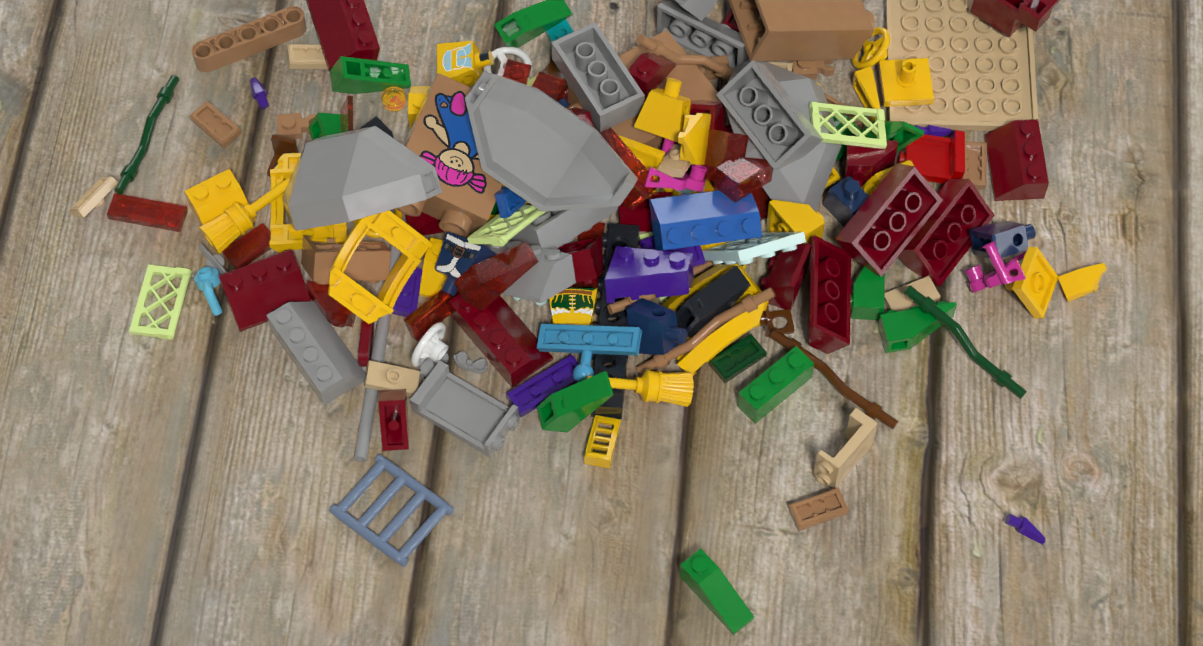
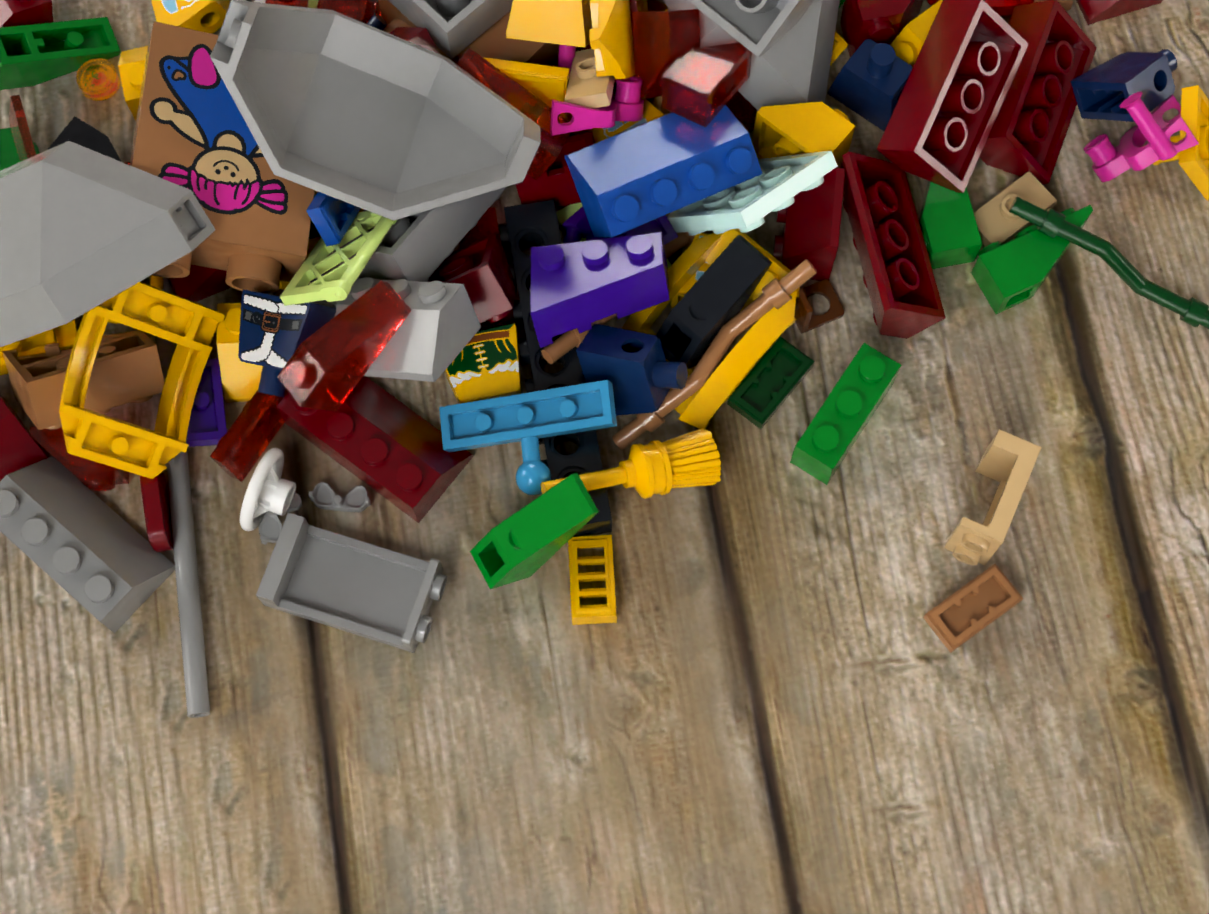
camera: 15 degrees left, 10 degrees up
(380, 542) = (271, 852): sand blue bar -> none
(390, 377) = (216, 561): tan plate -> none
(394, 420) = (237, 632): dark red slope -> none
(540, 387) = (472, 510): dark purple plate -> none
(715, 591) = (851, 798): green slope -> none
(872, 410) = (1007, 415): reddish brown bar -> none

